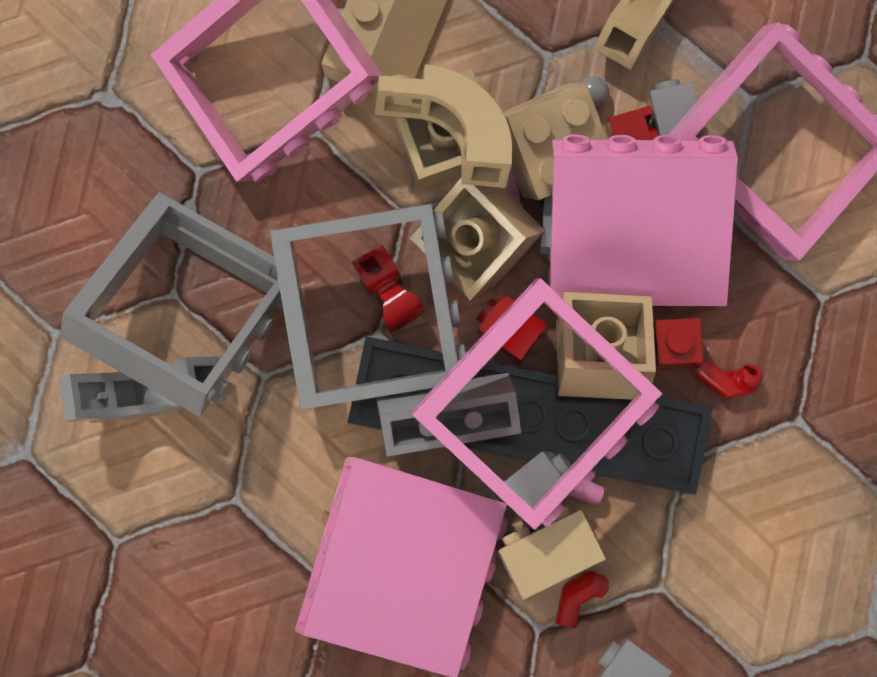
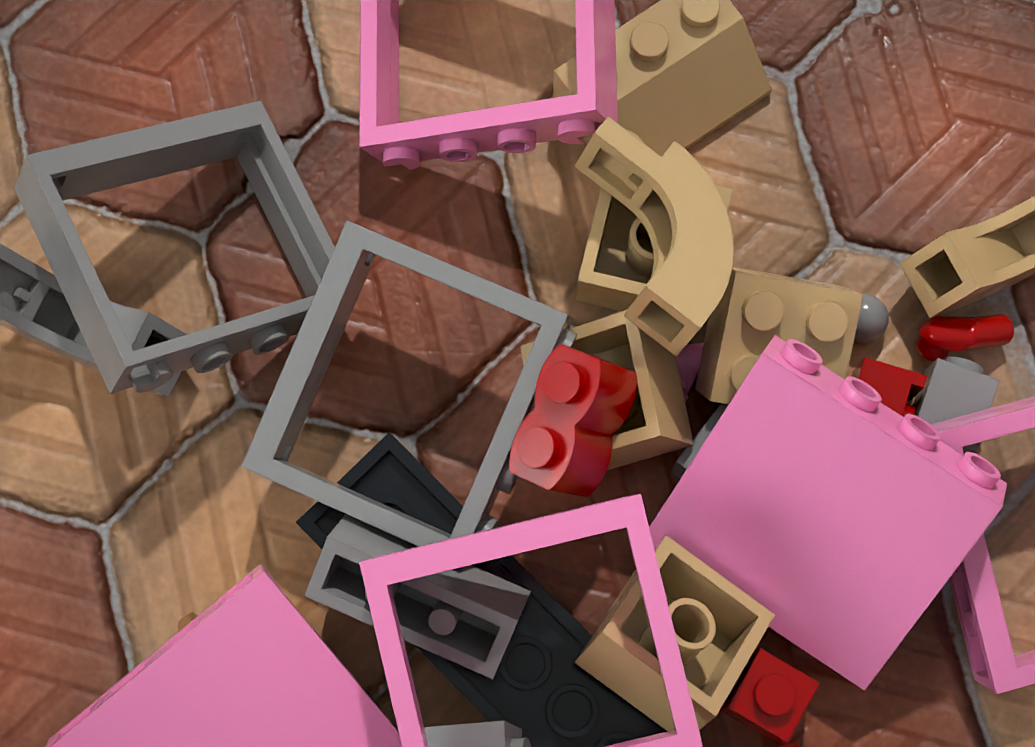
camera: 30 degrees right, 5 degrees down
(380, 276) = (456, 370): red leg -> none
(470, 252) = (570, 431): none -> red brick
(522, 340) = (577, 559): red brick -> none
(654, 66) = (956, 333): none -> red arm

